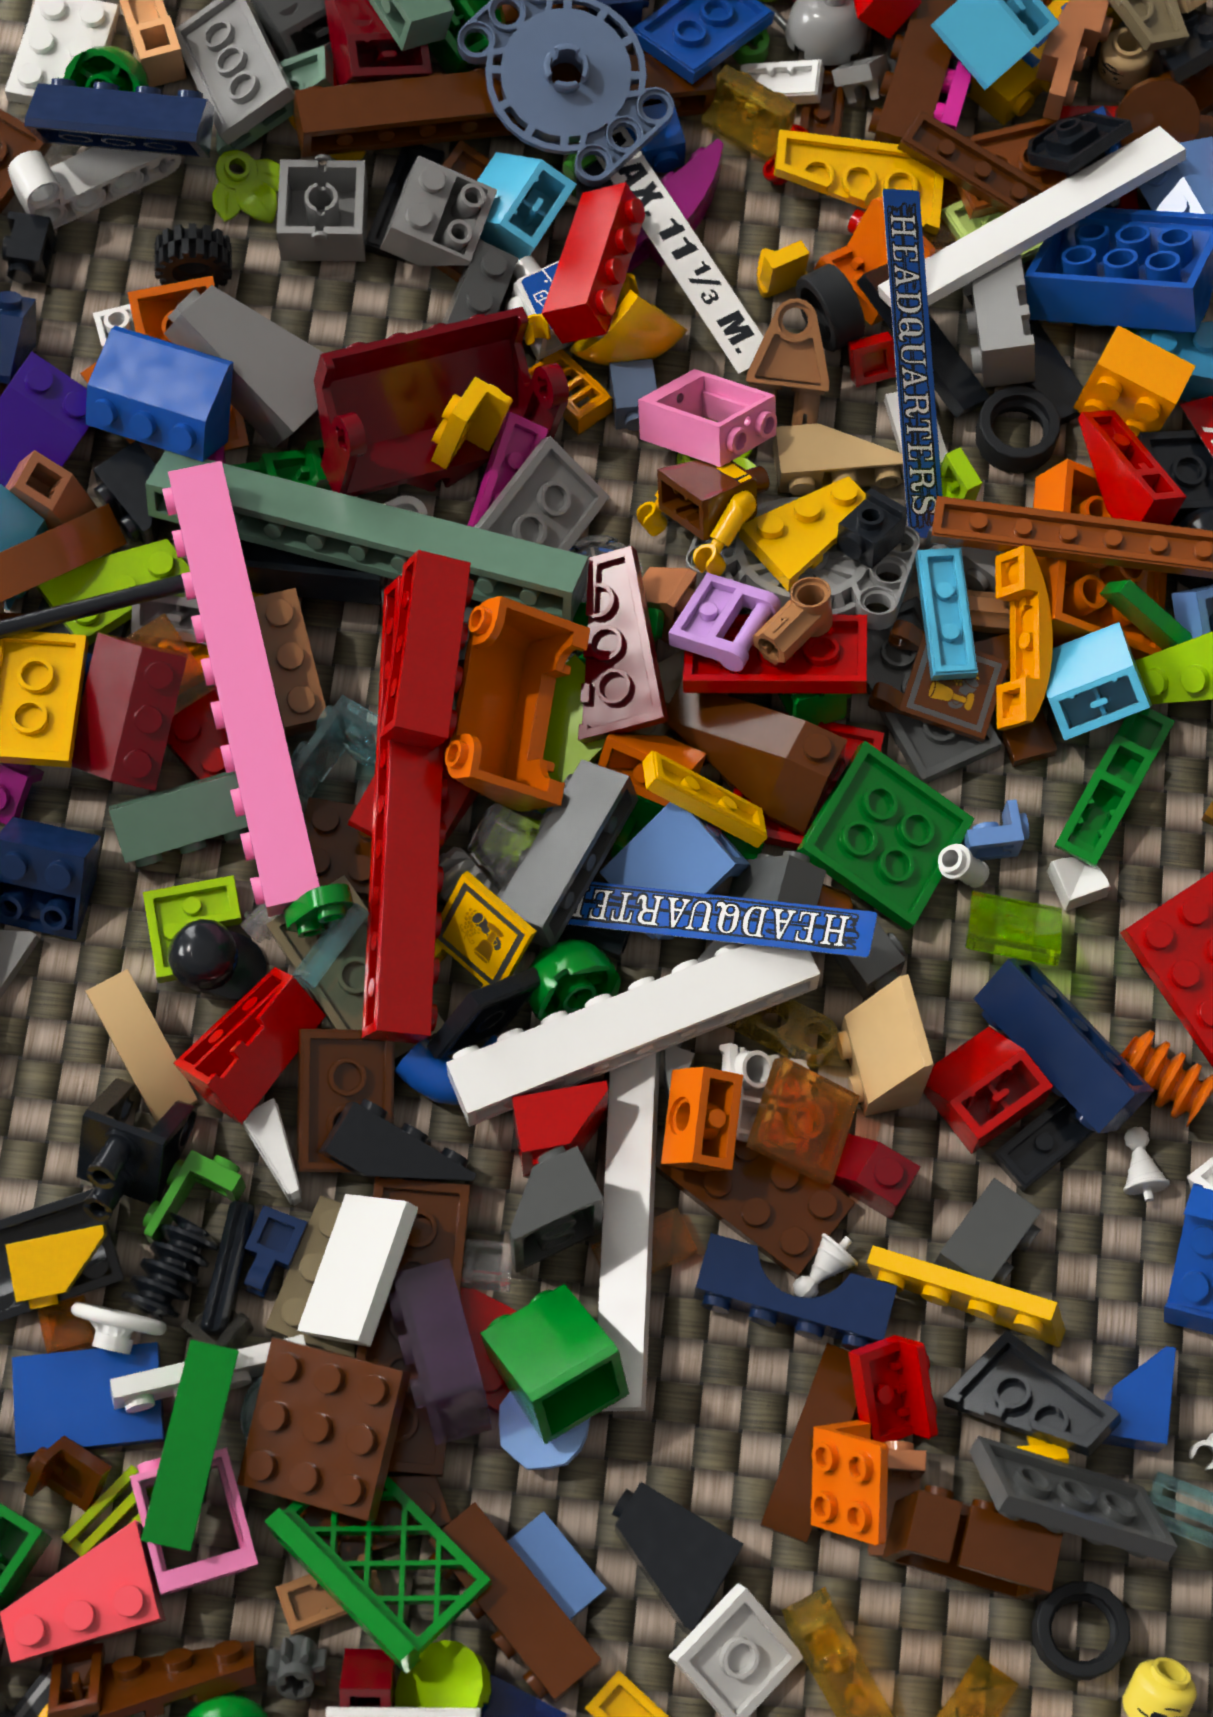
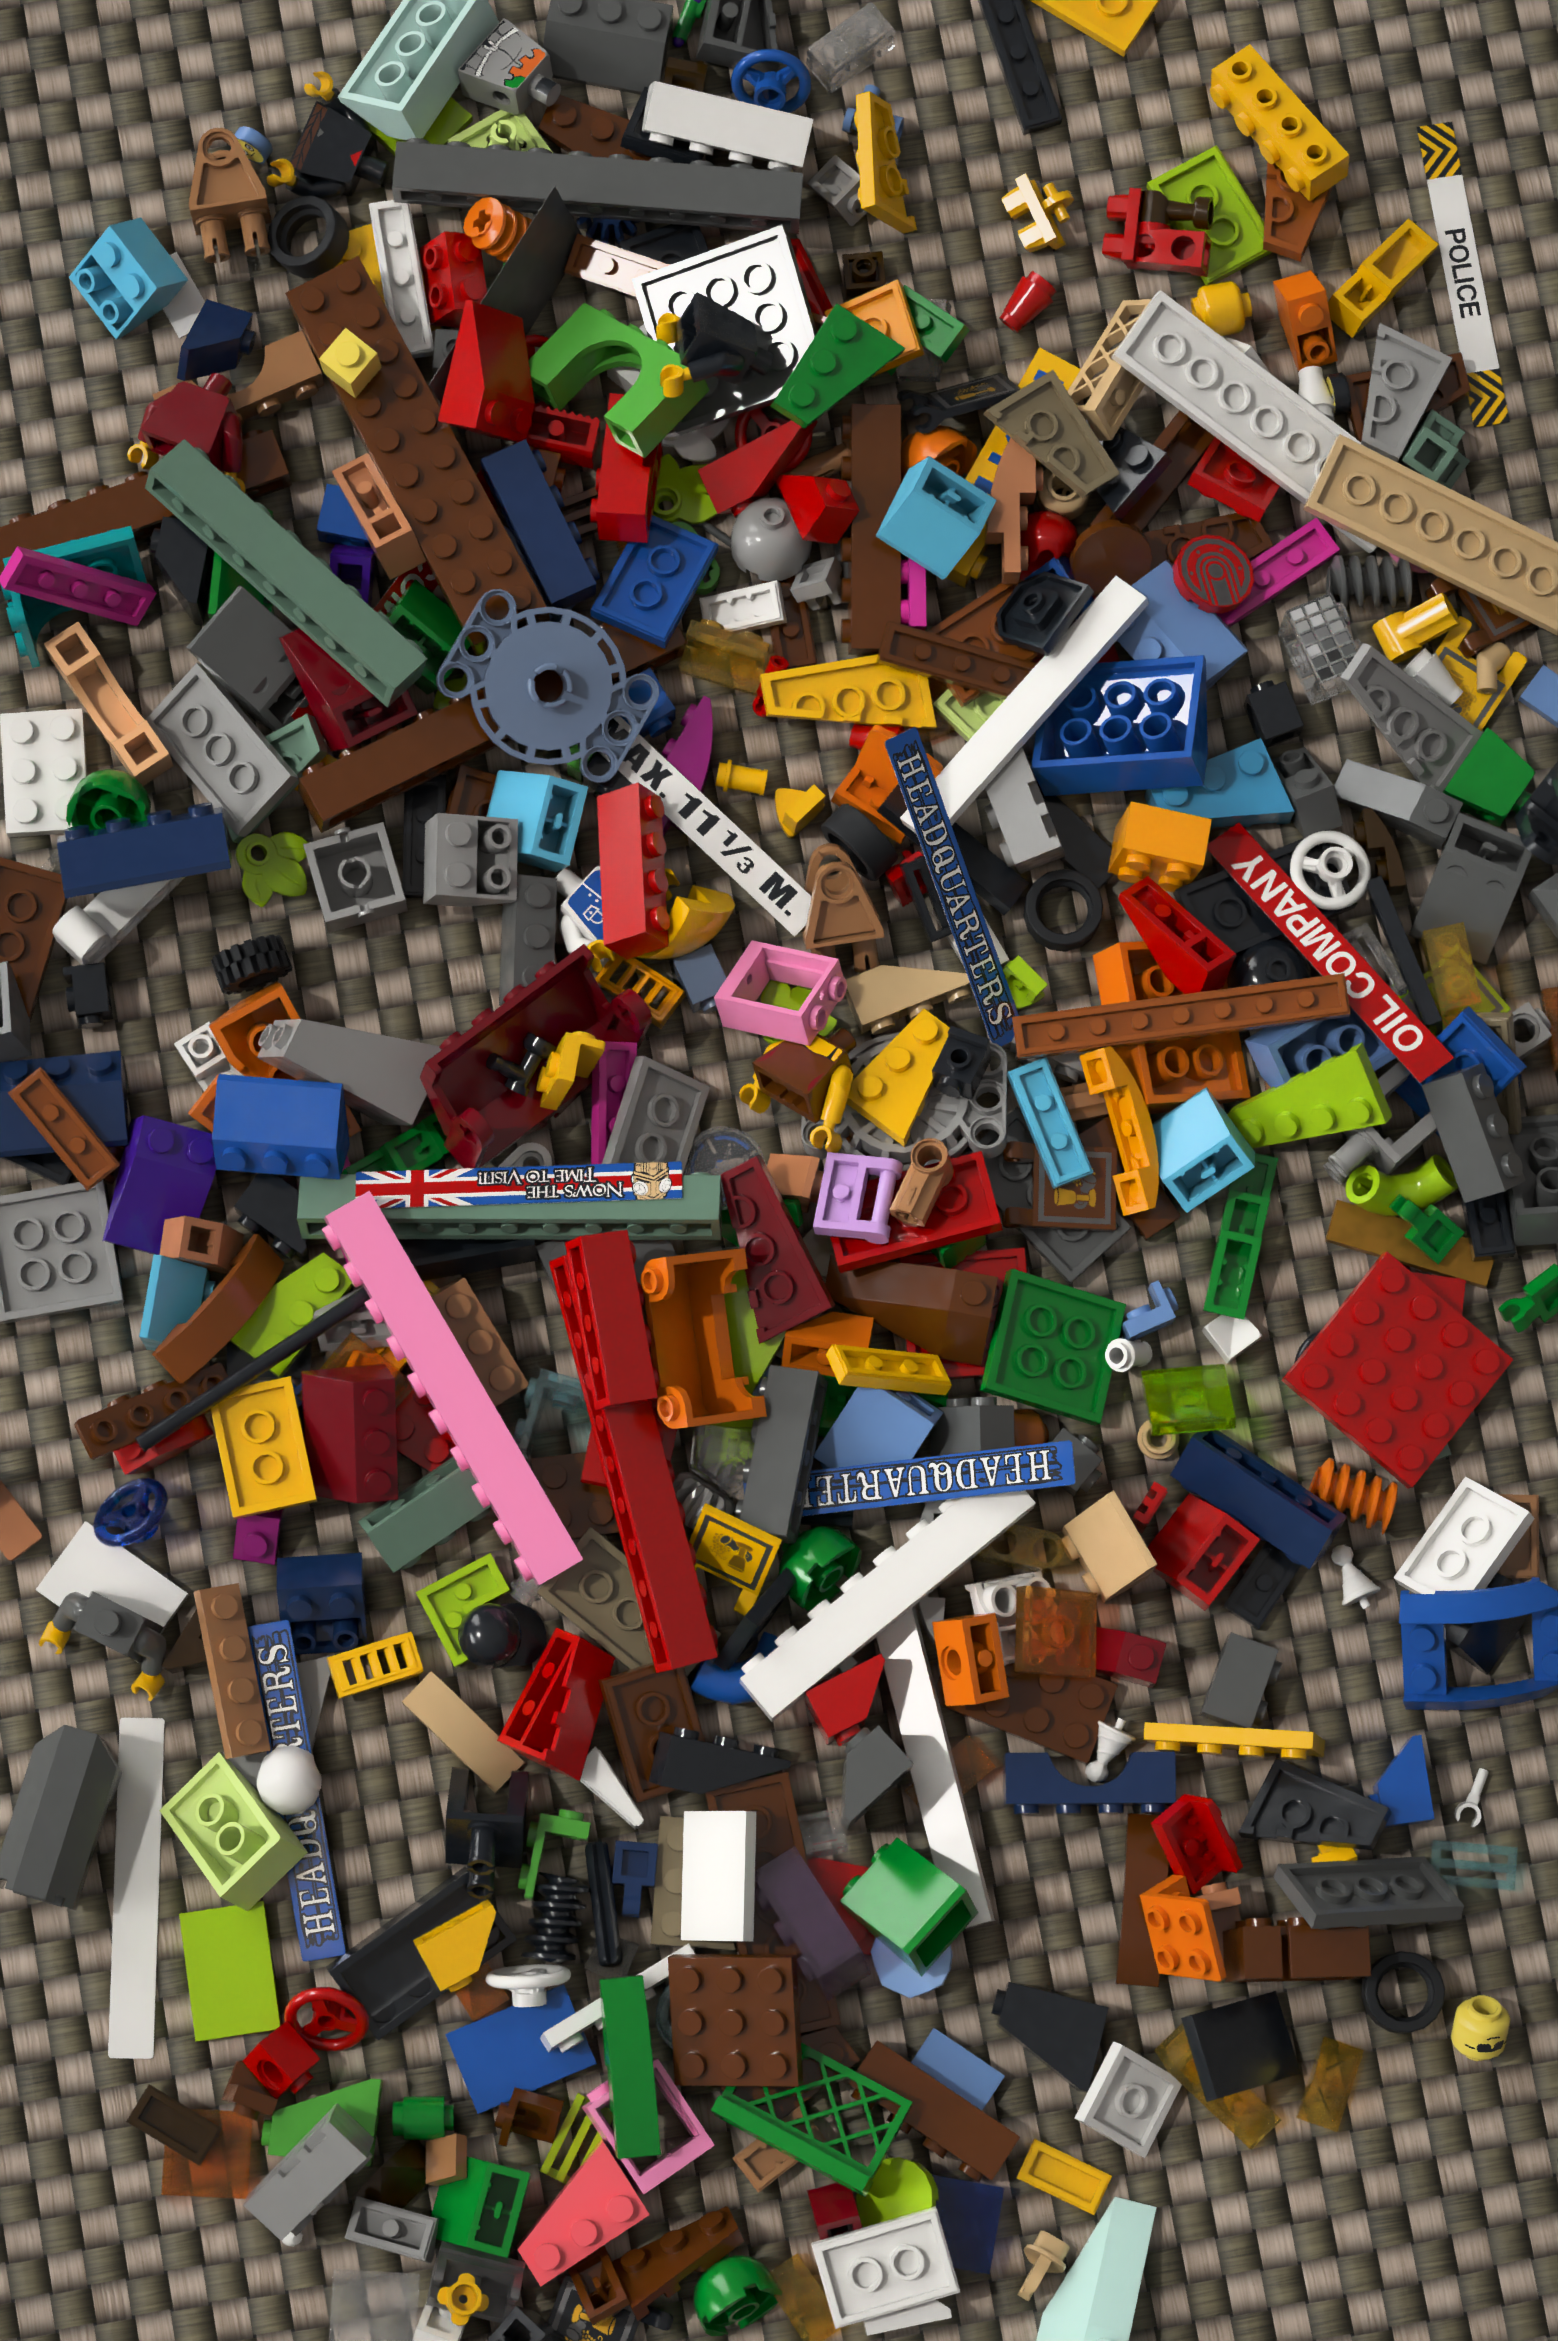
camera: 20 degrees left, 10 degrees up
(74, 938) = (410, 1654): none -> yellow slope
(296, 1667) = (772, 2217): dark grey gear -> none
(318, 908) = (585, 1574): green plate -> none
(329, 947) = (601, 1598): clear light blue tile -> none
(387, 513) = (522, 1184): none -> sticker
(421, 420) = (520, 1075): none -> black piece
(731, 228) = (741, 778): none -> yellow pin
(870, 341) = (919, 902): none -> black tile
(880, 1631) = (1241, 2046): none -> black tile
(943, 1018) = (1149, 1506): none -> red tile
(969, 978) = (1152, 1451): none -> tan plate
(1100, 81) = (1048, 532): none -> red hair
(1145, 613) = (1227, 1069): green tile -> none

